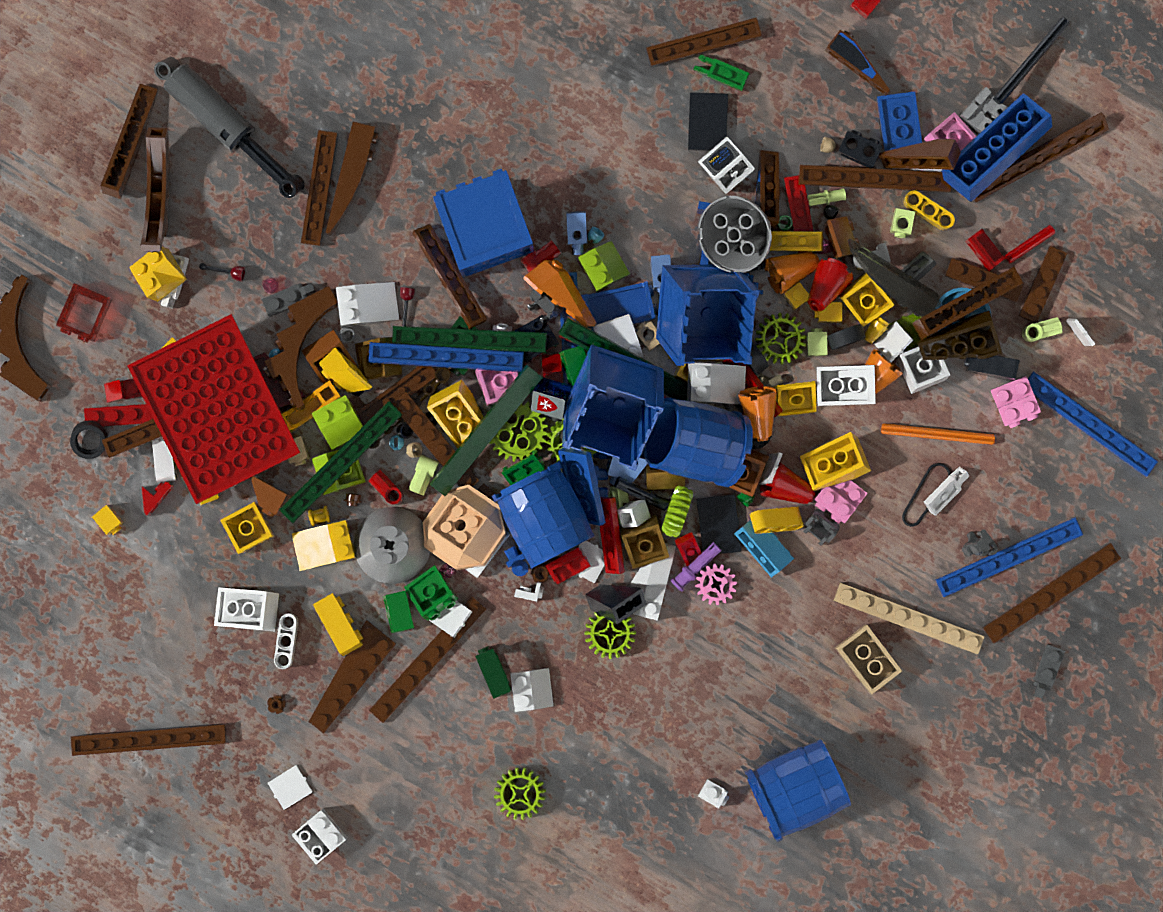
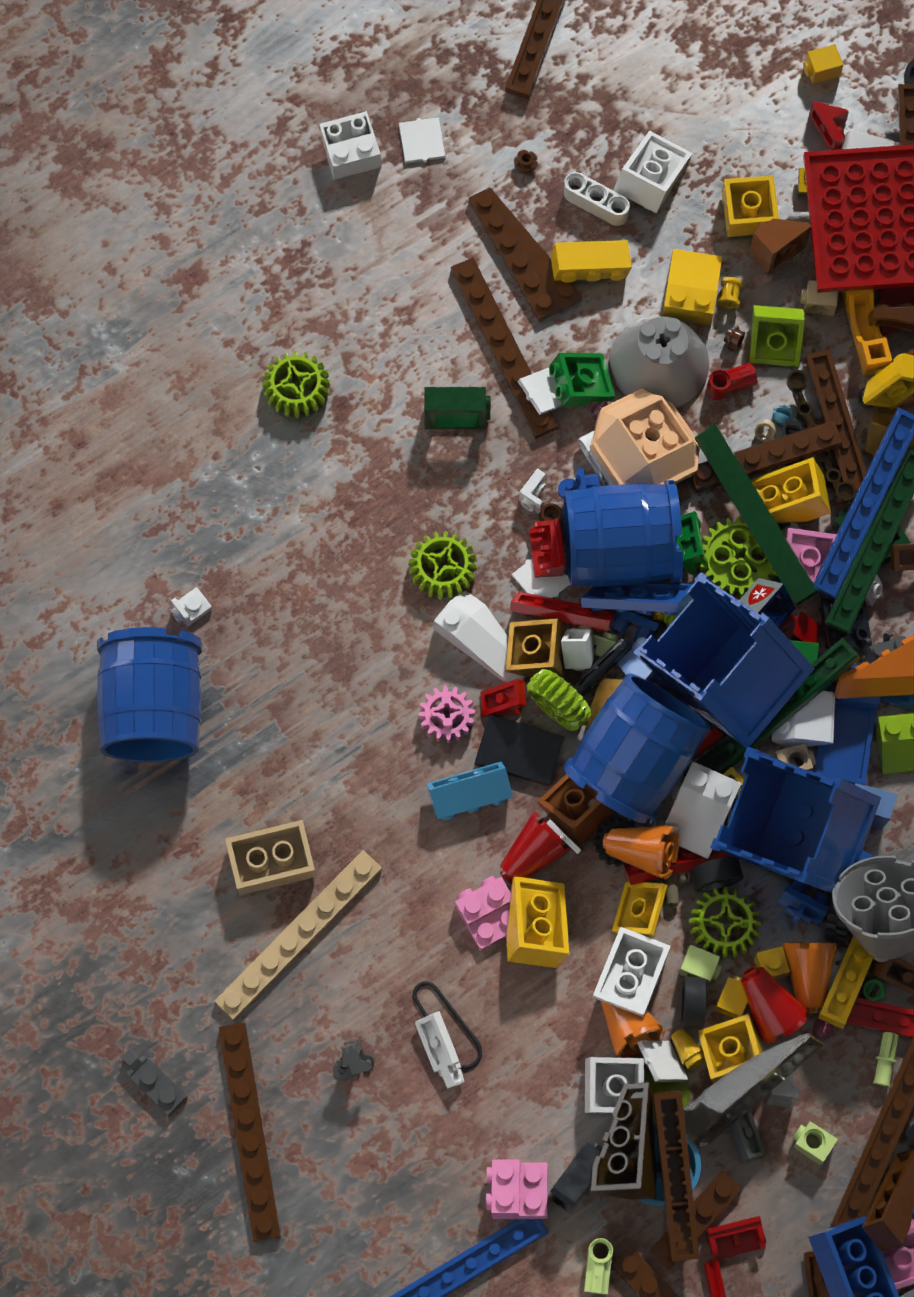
camera: 110 degrees right, 15 degrees down
(338, 421) = (836, 353): lime slope -> none
(340, 462) = (787, 332): dark green tile -> none
(398, 611) = (576, 333): green hinge -> none
(424, 470) = (736, 432): yellowish green piece -> none
(531, 689) = (414, 446): white slope -> none
(615, 601) = (478, 580): black slope -> none
(689, 573) = (475, 688): medium lavender pin -> none
(745, 499) = (536, 795): green hinge -> none
(776, 520) = (495, 816): yellow beam -> none
(821, 527) = (462, 871): dark grey piece -> none
(830, 212) = (863, 1057): black hinge -> none
(838, 233) = (834, 1057): dark orange slope -> none
(934, 219) = (829, 1178): yellow beam -> none
(940, 434) = (518, 1072): orange axle -> none
(1009, 557) = (320, 1097): blue tile -> none

